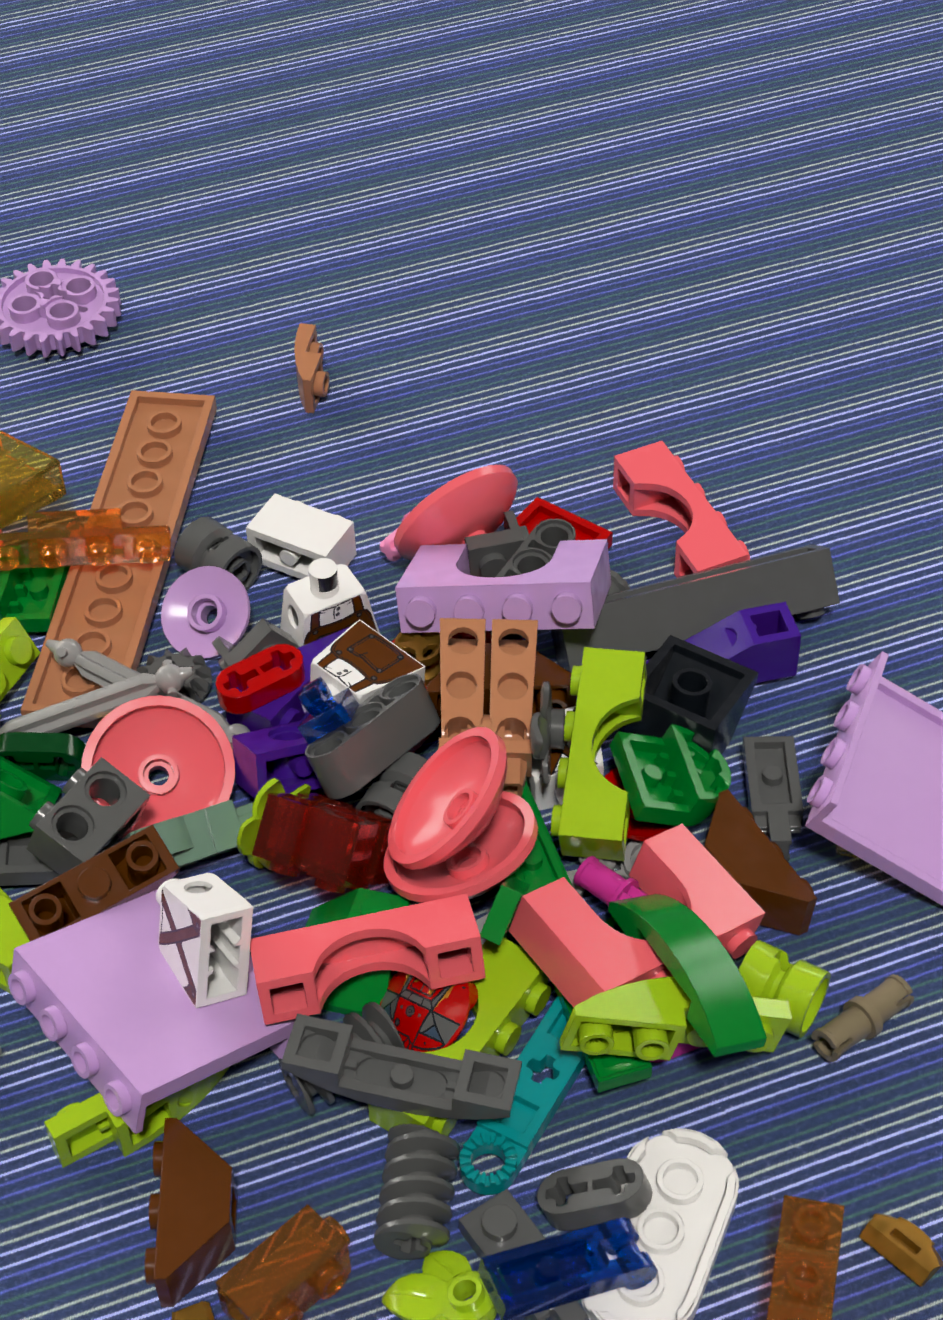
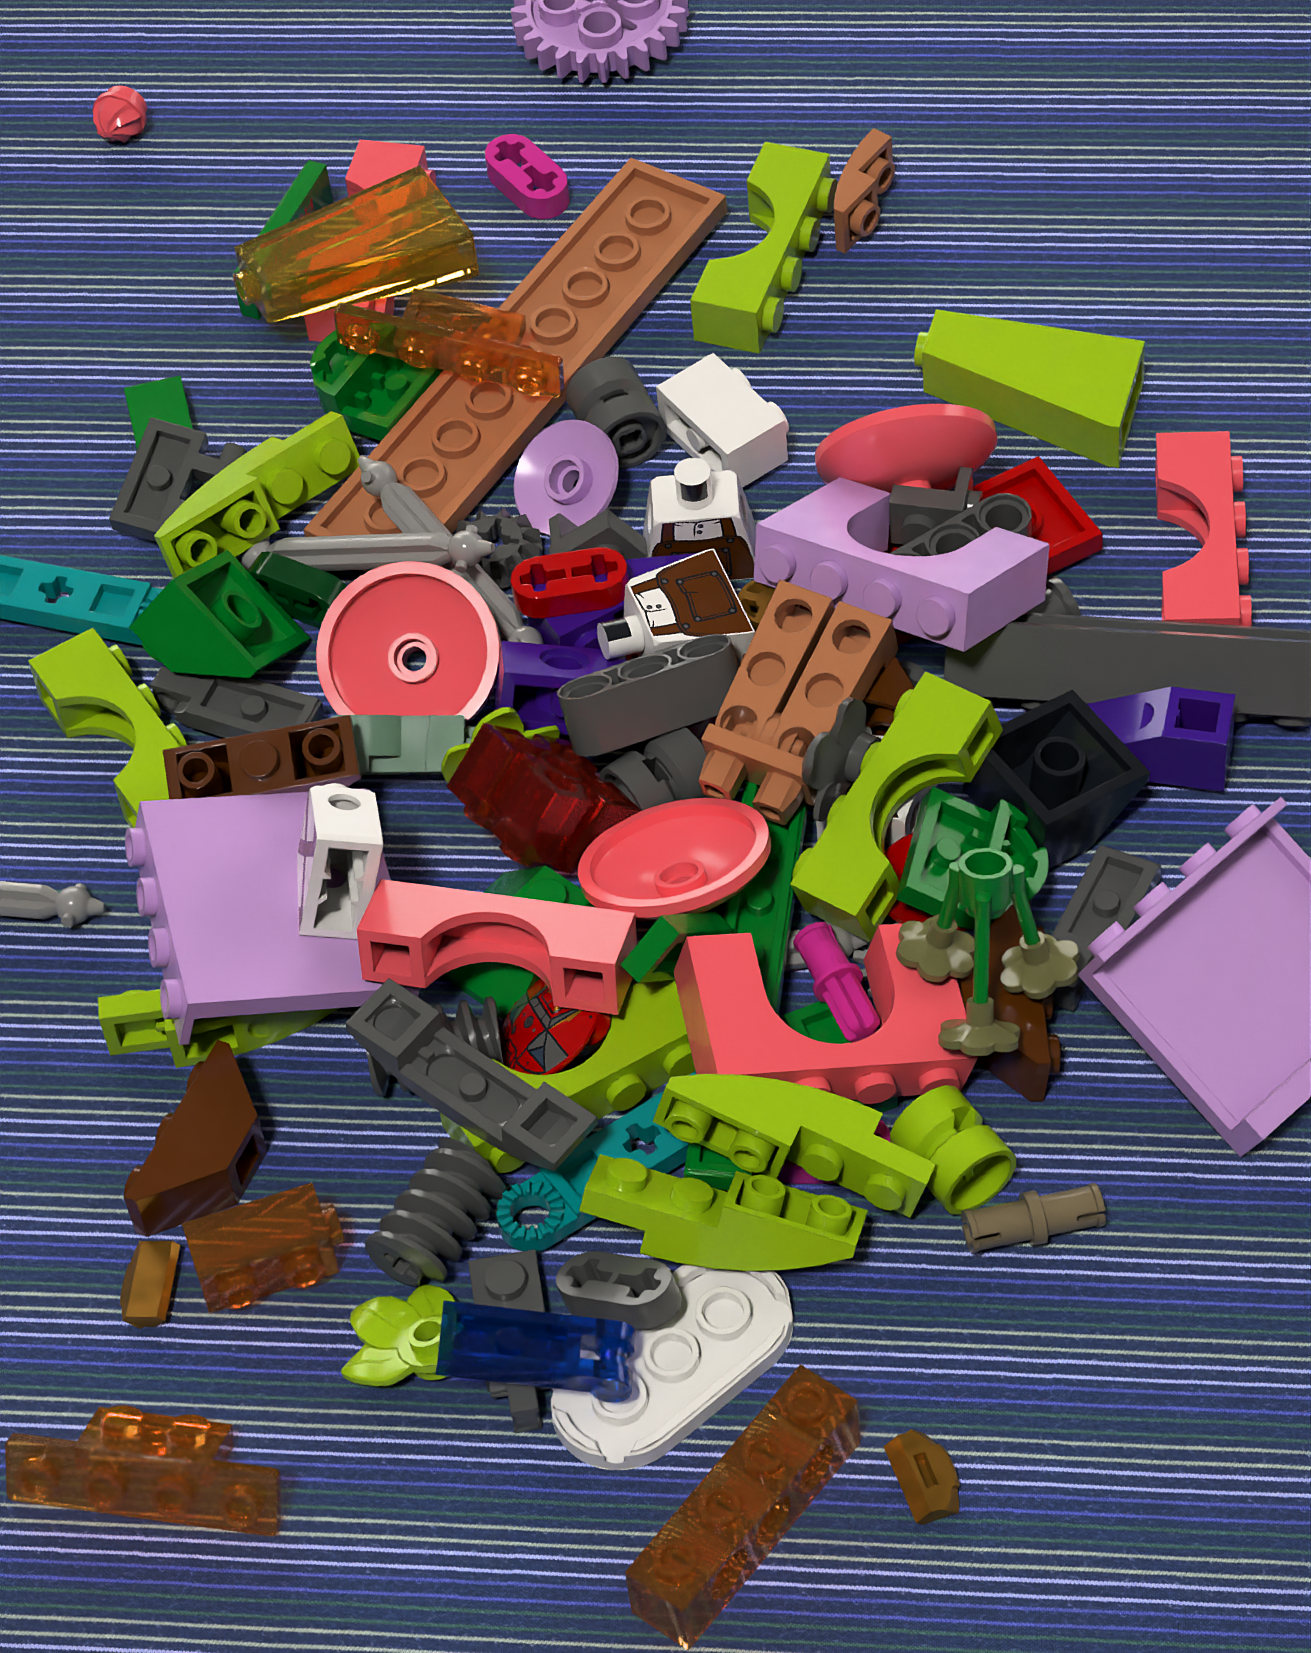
camera: 30 degrees right, 5 degrees up
(56, 425) = (535, 170): none -> dark pink beam
(93, 824) = (302, 693): dark grey brick -> none
(262, 452) = (745, 293): none -> lime arch
(324, 710) = (603, 644): clear blue tile -> none
(449, 800) = (673, 803): coral dish -> none
(534, 442) = (1037, 379): none -> lime slope
(665, 1106) = (745, 1229): none -> lime slope
(719, 997) = (837, 1090): green slope -> none
(766, 829) = (985, 886): none -> olive plant

